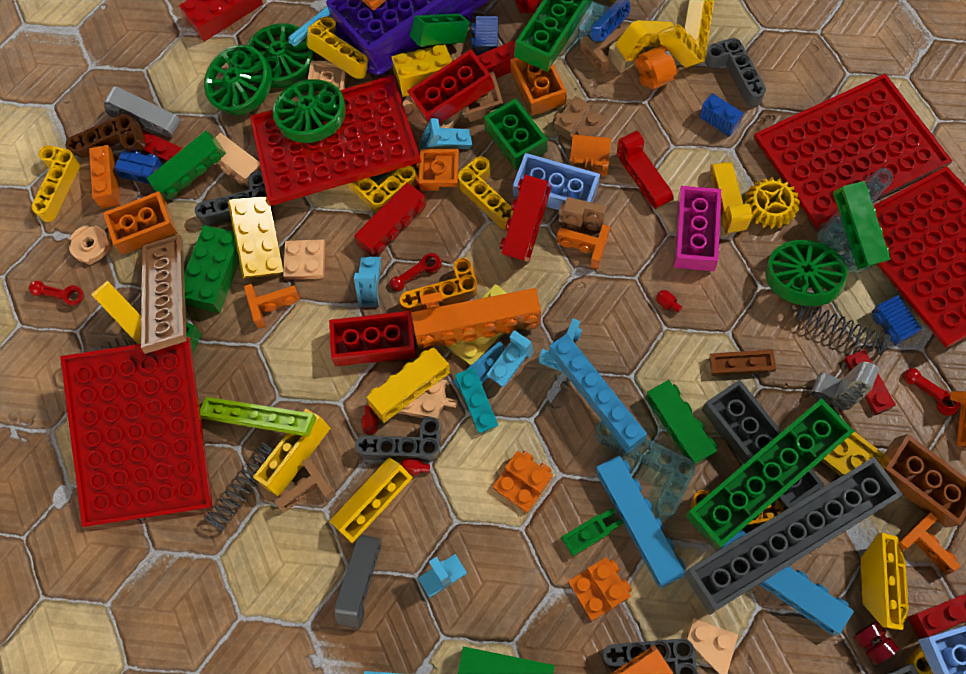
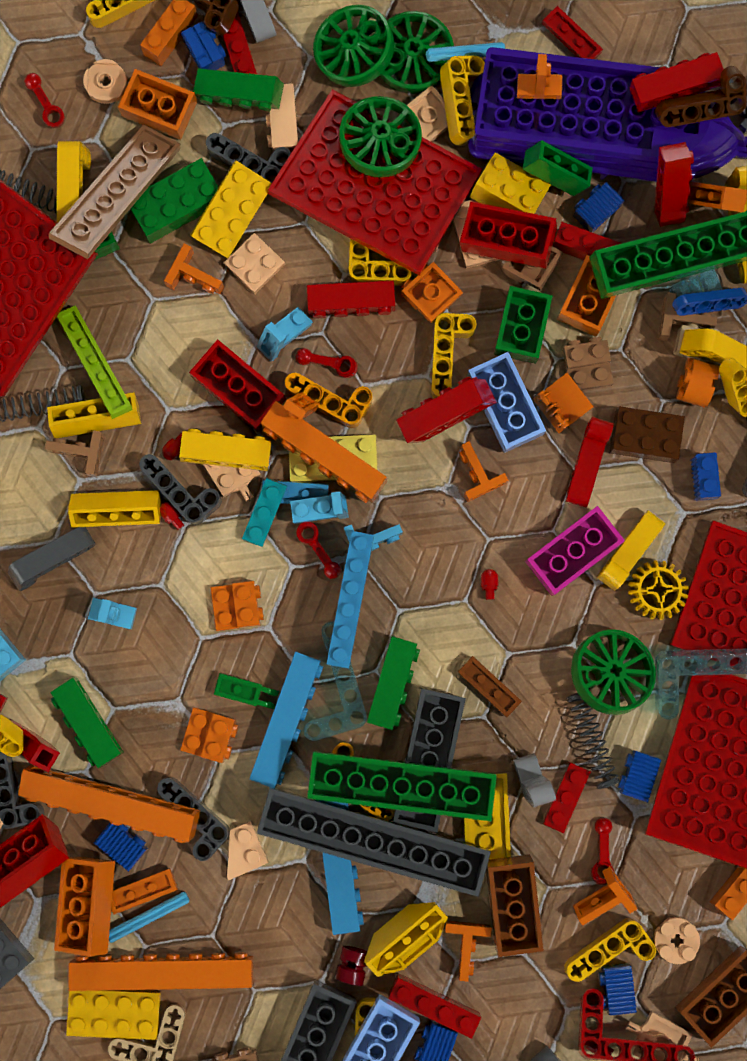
camera: 40 degrees right, 15 degrees up
(445, 137) = (465, 270): medium azure bracket -> none
(559, 392) = (331, 569): none -> red piece
(580, 214) = (492, 444): medium nougat plate -> none
(661, 123) = (647, 434): none -> reddish brown brick
(861, 225) = (691, 682): green brick -> none

